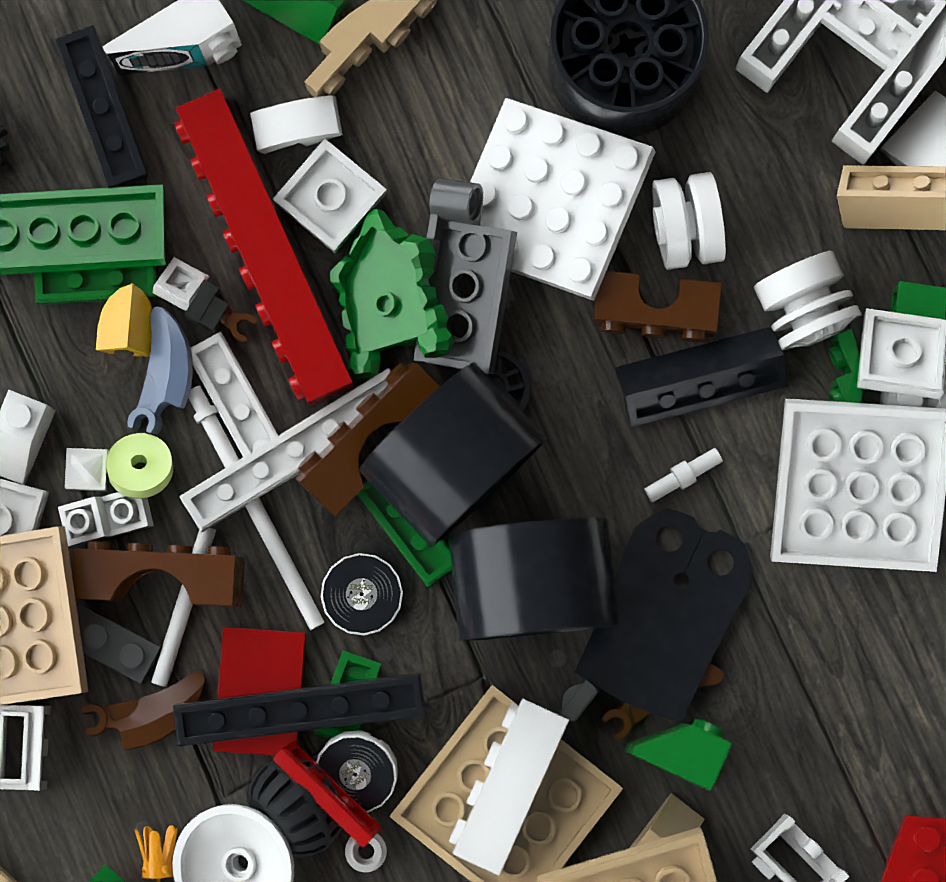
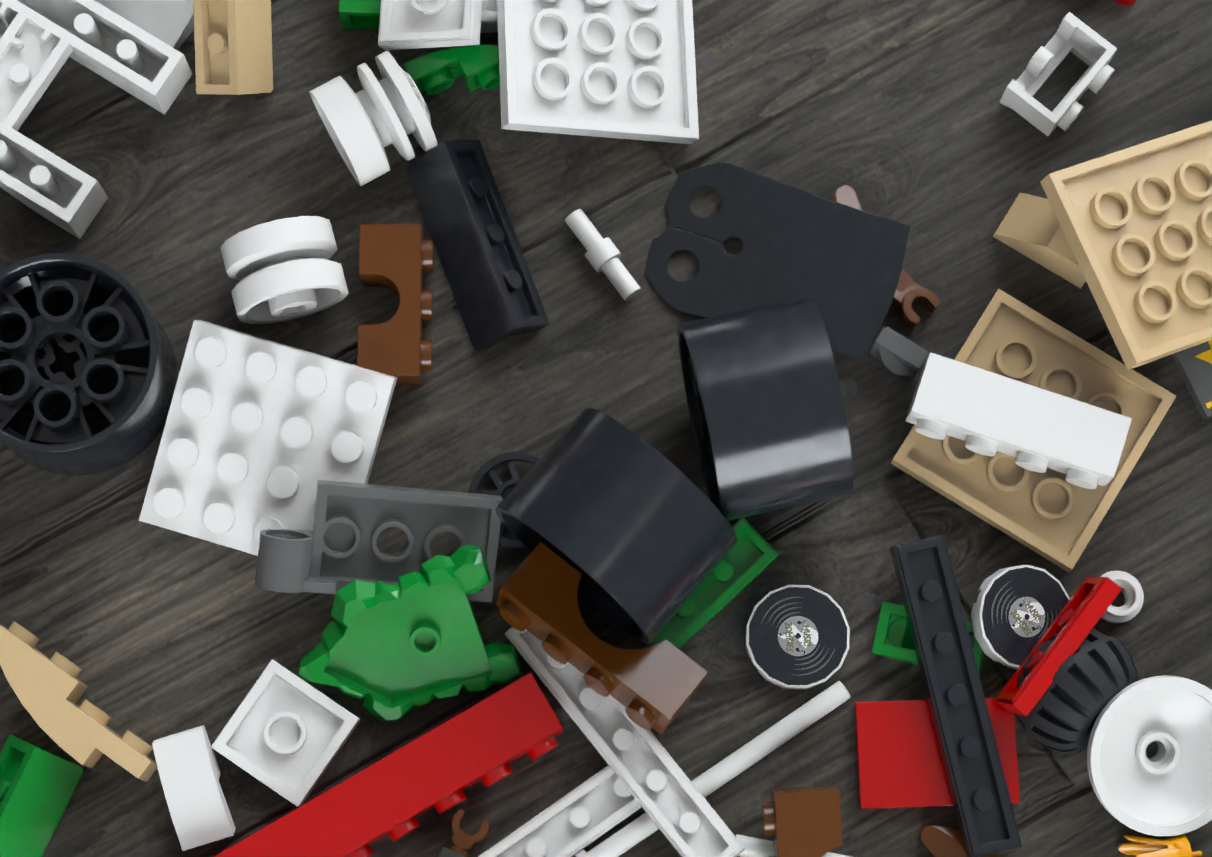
camera: 100 degrees left, 5 degrees down
(685, 750) = (948, 210): green slope -> none

